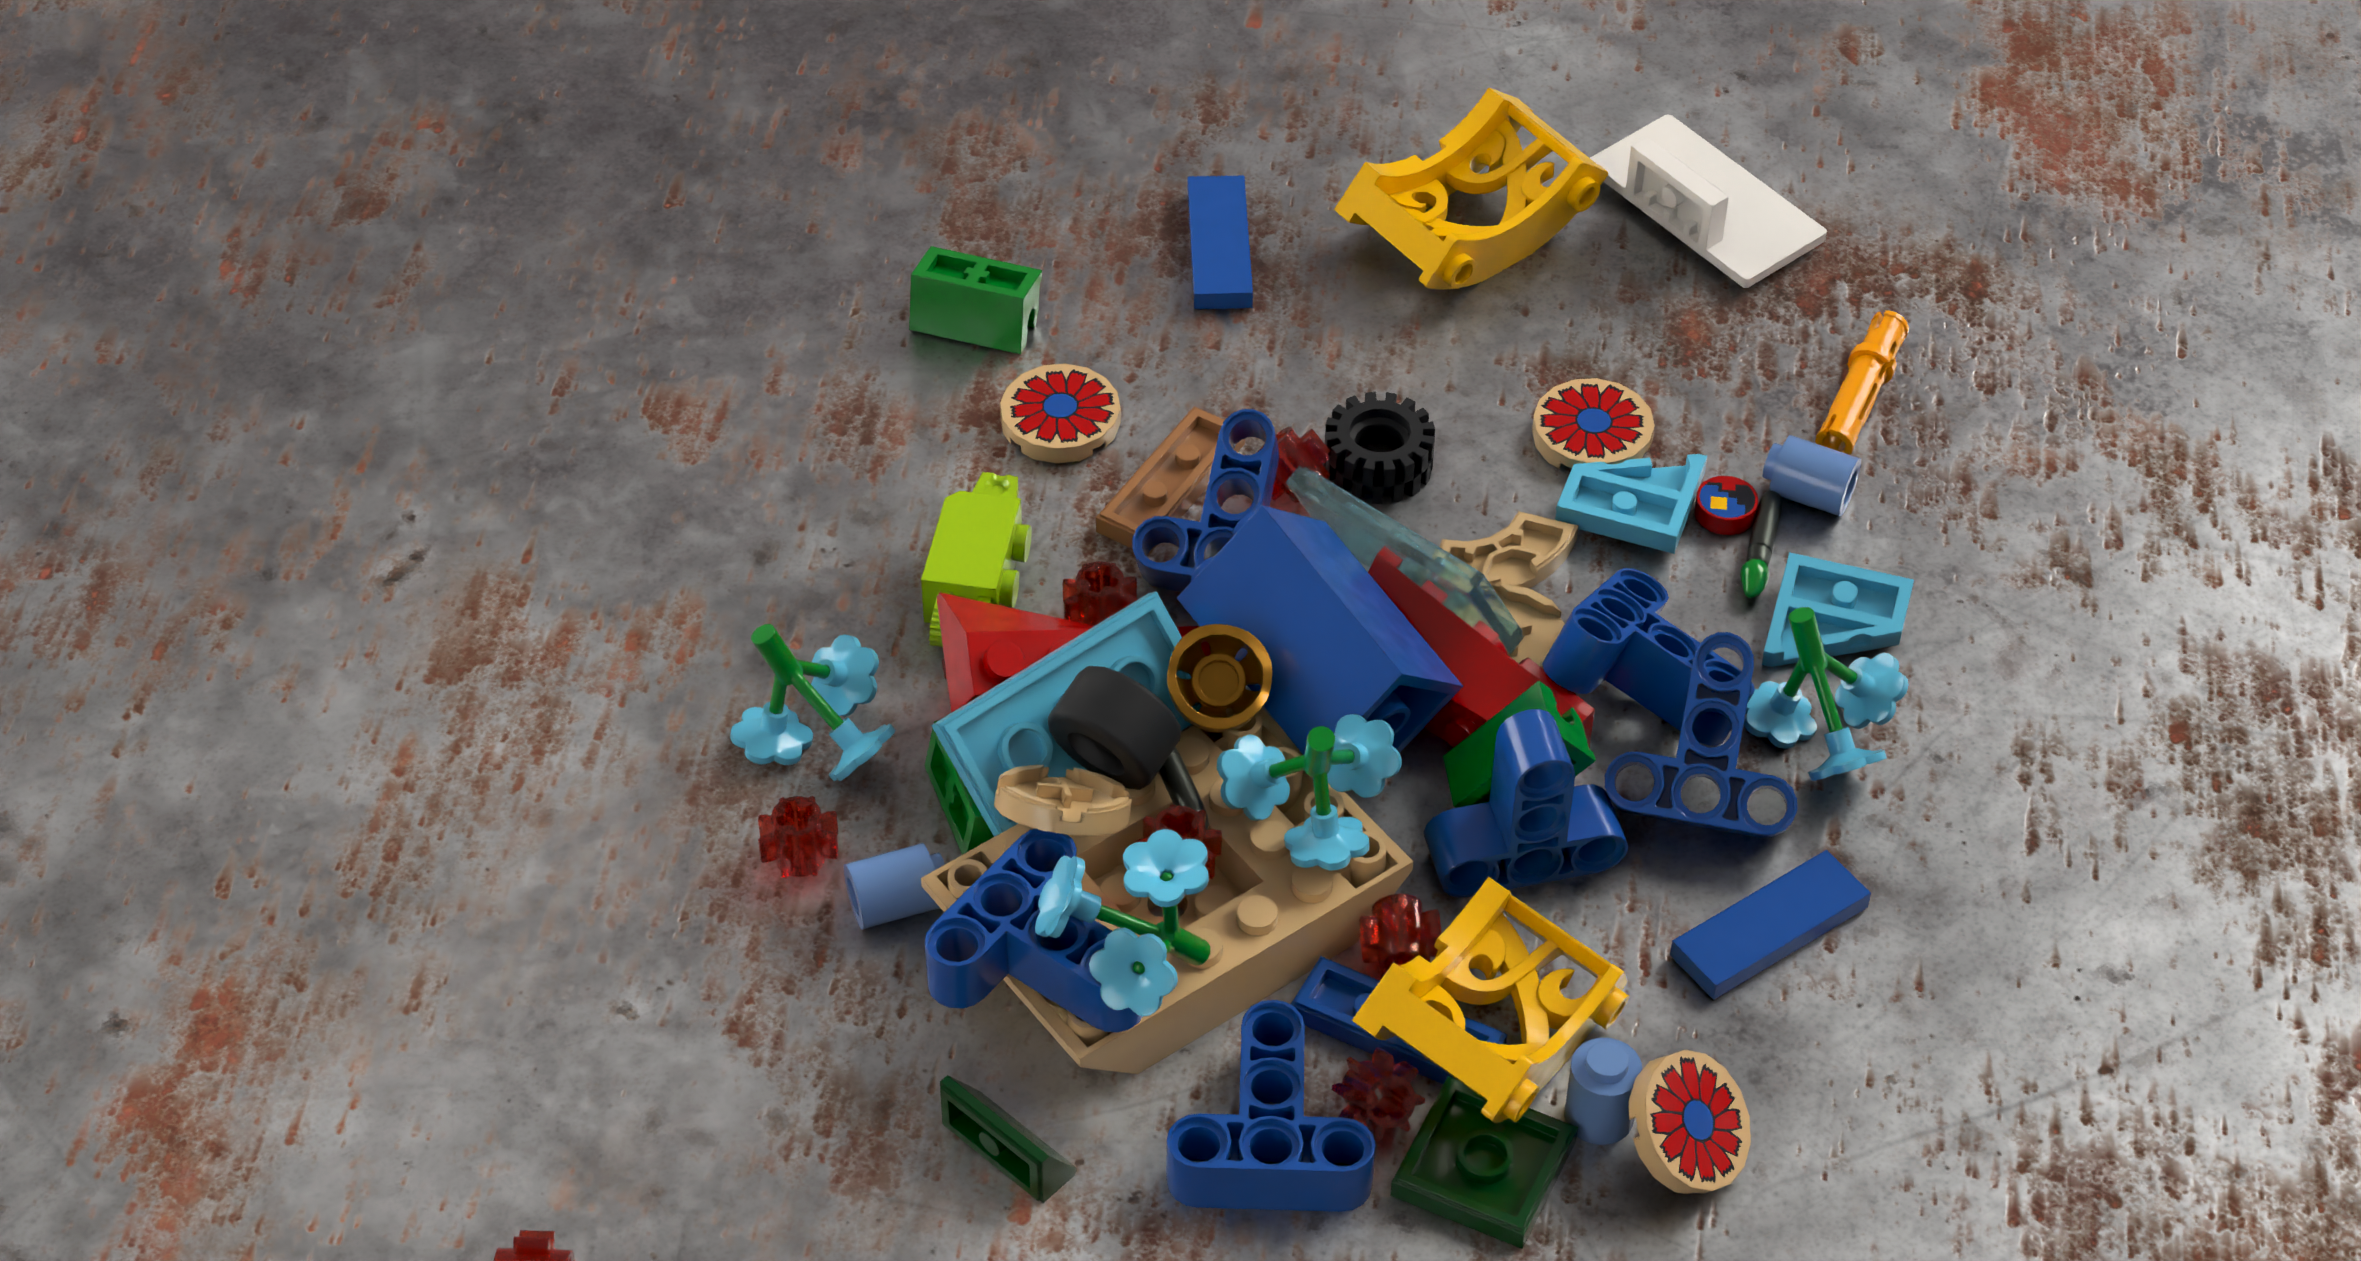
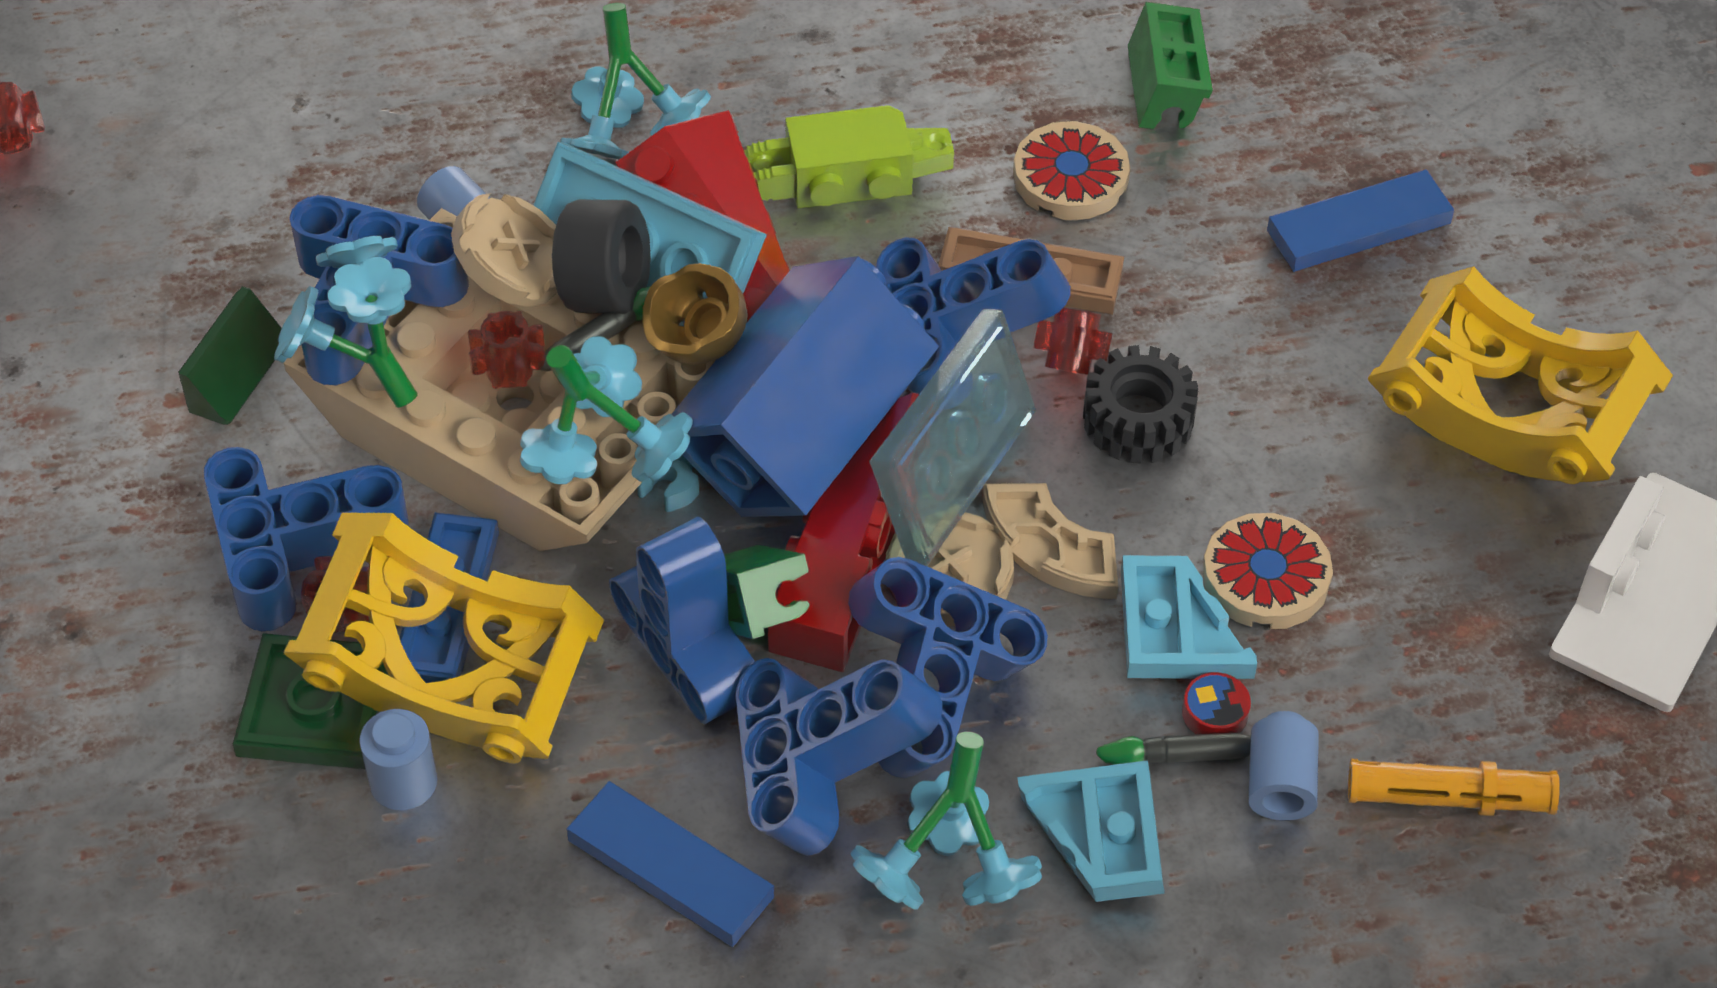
camera: 70 degrees right, 5 degrees up
(798, 836) = (491, 137): clear red gear -> none
(1097, 593) = (841, 239): clear red gear -> none
(1398, 931) = (528, 555): clear red gear -> none
(1690, 1122) = (372, 830): tile -> none

